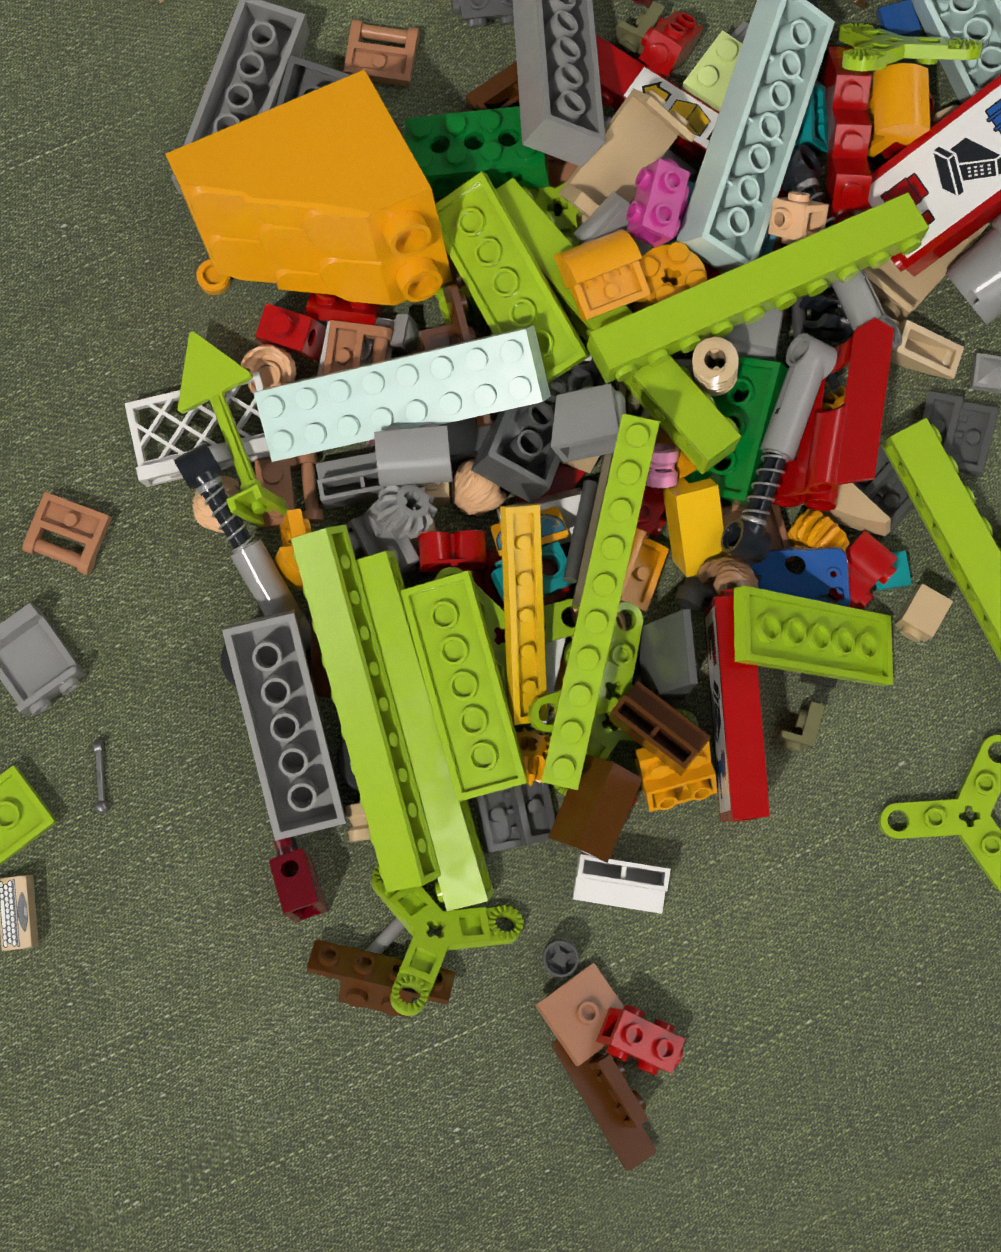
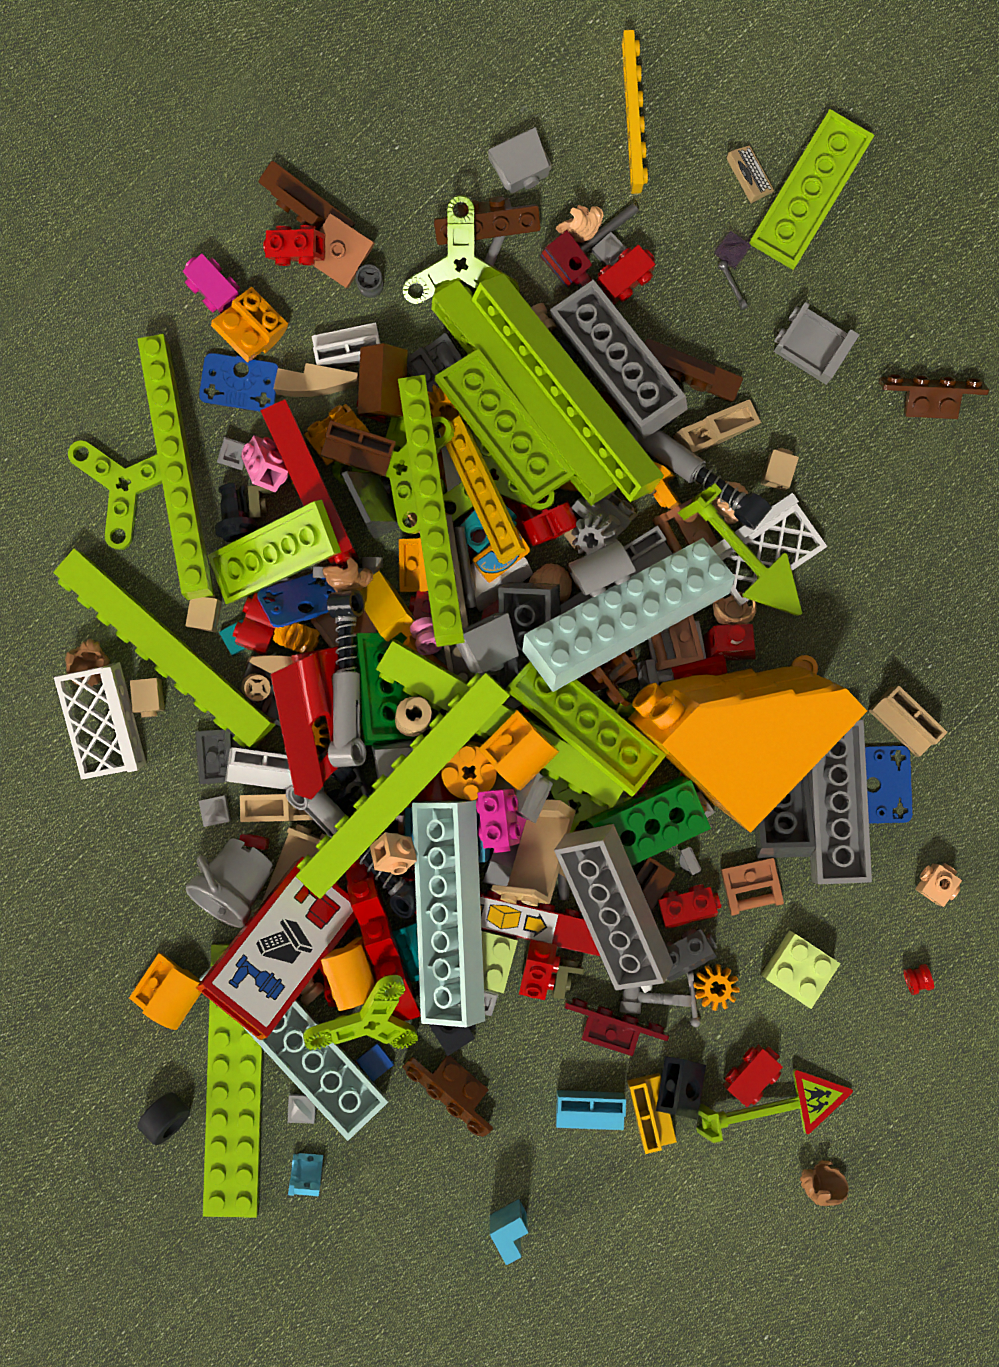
camera: 155 degrees right, 5 degrees up
(71, 522) = (828, 449): nougat plate -> none
(81, 821) = (732, 249): none -> clear purple tile
(119, 168) = (907, 720): none -> tan piece
(126, 1066) = (633, 101): none -> yellow plate
(141, 520) = (779, 469): none -> tan brick
(167, 106) = (893, 784): none -> blue axle
(196, 600) = (718, 427): none -> tan slope
(197, 685) = (696, 372): none -> reddish brown bracket
(217, 841) = (632, 269): none -> red brick
(229, 910) = (609, 227): none -> flat silver bar
(237, 880) = (608, 250): none -> light grey tile
(260, 923) = (584, 224): none -> light nougat hair
(304, 1041) = (520, 161): none -> light grey torso
(443, 99) = (688, 860): none -> light grey tile
(465, 52) = (689, 907): none -> red brick
(680, 854) = (314, 381): none -> tan slope
(736, 957) = (250, 325): none -> light orange brick
(772, 1043) = (205, 277): none -> dark pink brick
(782, 884) = (237, 389): none -> blue axle
(786, 764) = (264, 463): none -> bright pink brick
(815, 801) = (231, 453): none -> light grey tile
(842, 720) = (234, 514): none -> black piece
(892, 488) = (259, 690): none -> tan wheel
(897, 807) = (175, 467): none -> lime brick
(922, 396) = (258, 768): none -> white piece
(955, 317) = (255, 841): none -> red tile

